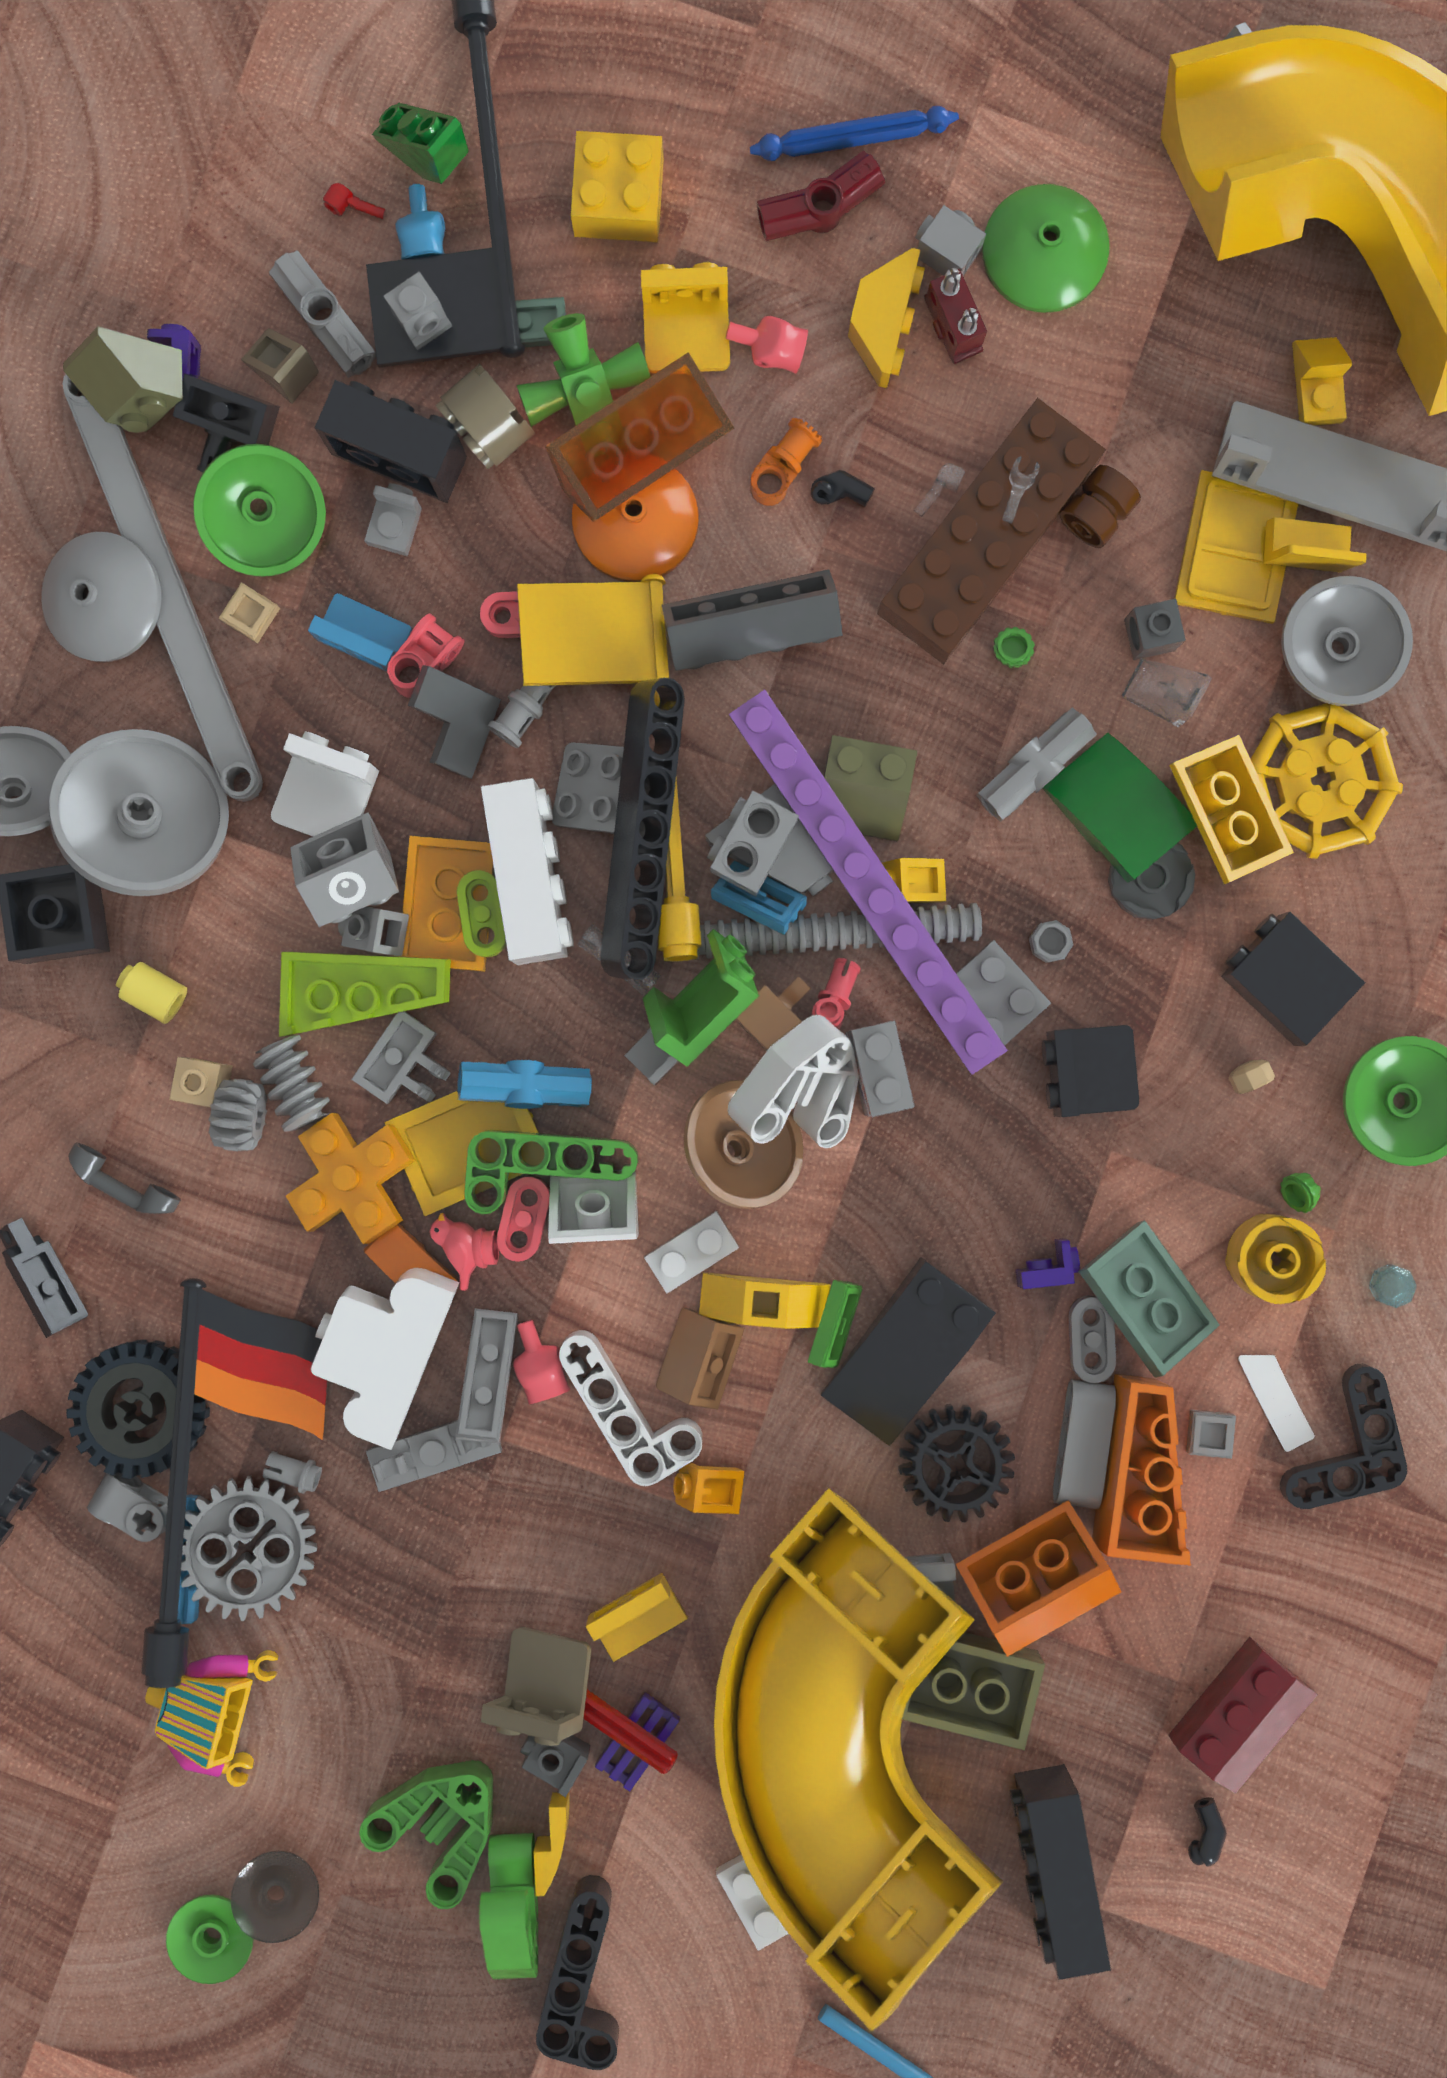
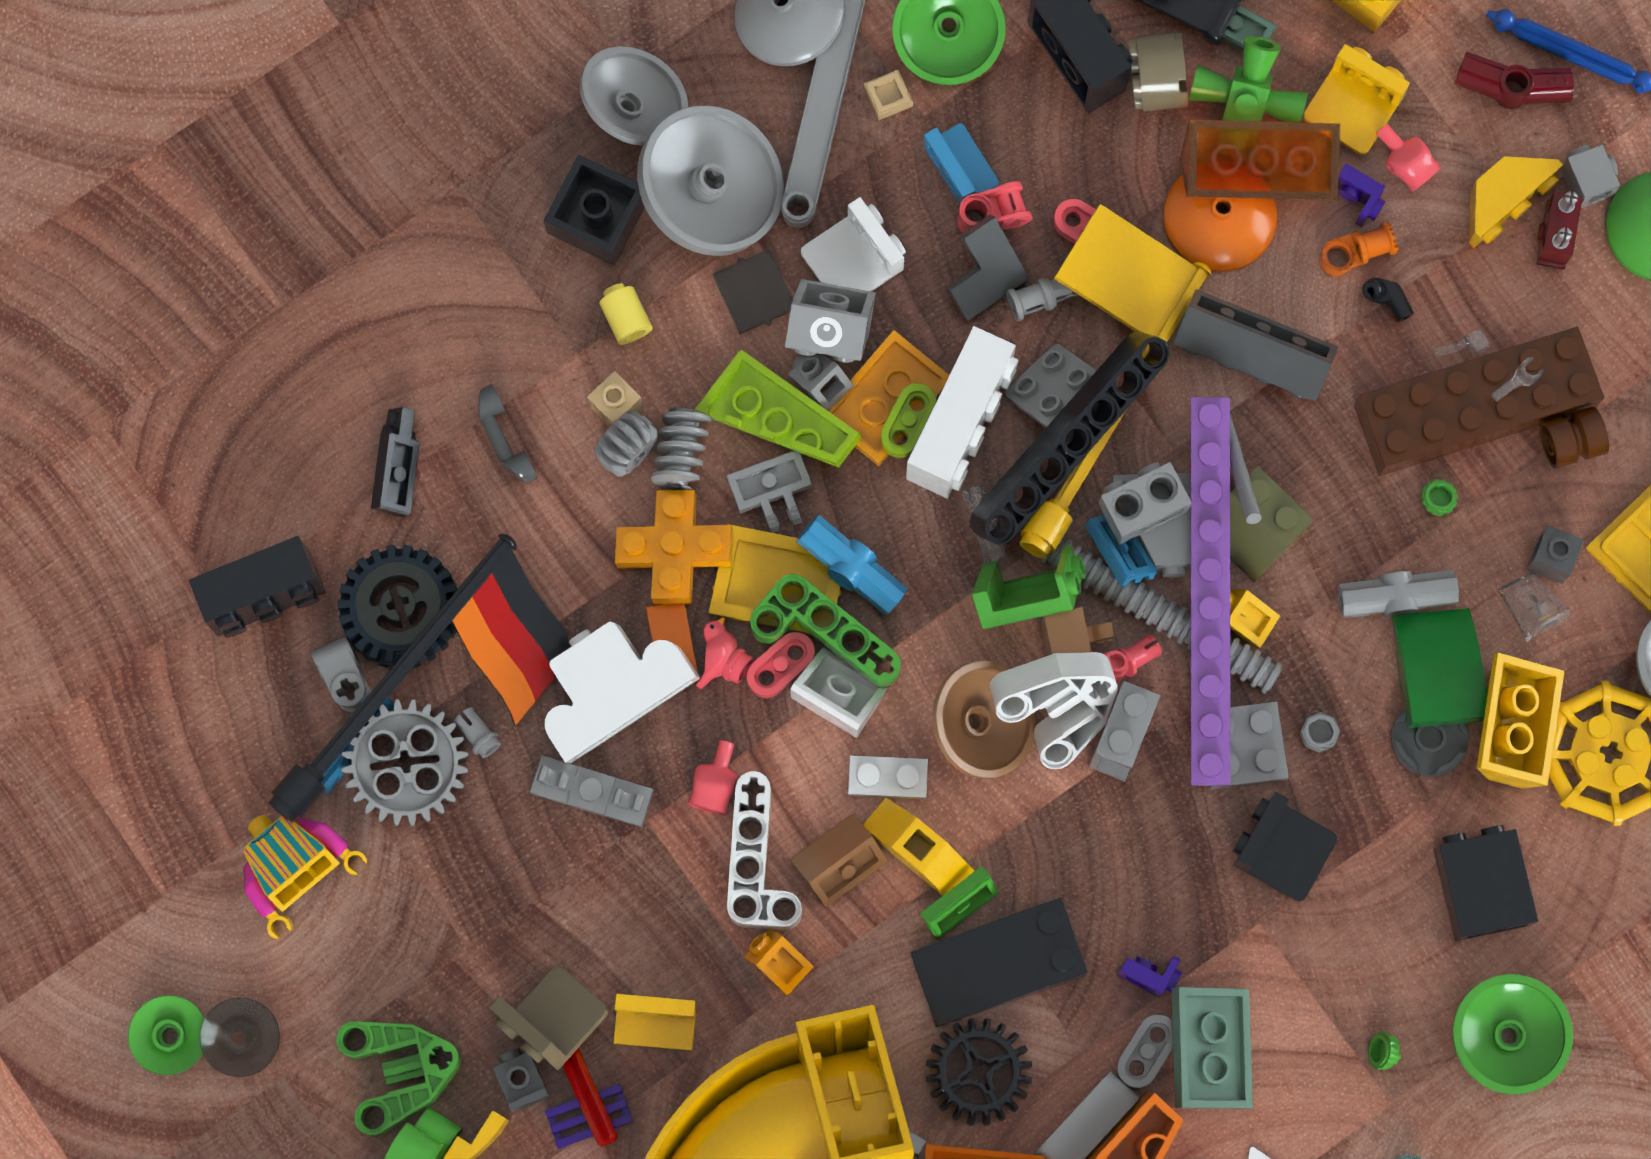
camera: 35 degrees right, 10 degrees down
(255, 886) = (754, 291): none -> clear smoke piece
(393, 519) = (1041, 99): light grey bracket -> none
(487, 1376) = (672, 759): light grey tile -> none
(650, 1058) = (960, 614): light grey panel -> none
(745, 402) = (1360, 188): none -> dark purple bracket
(829, 759) = (1242, 479): none -> light grey bar
(1251, 1076) = (1404, 936): tan tile -> none
(1296, 1245) = (1336, 1062): yellow brick -> none

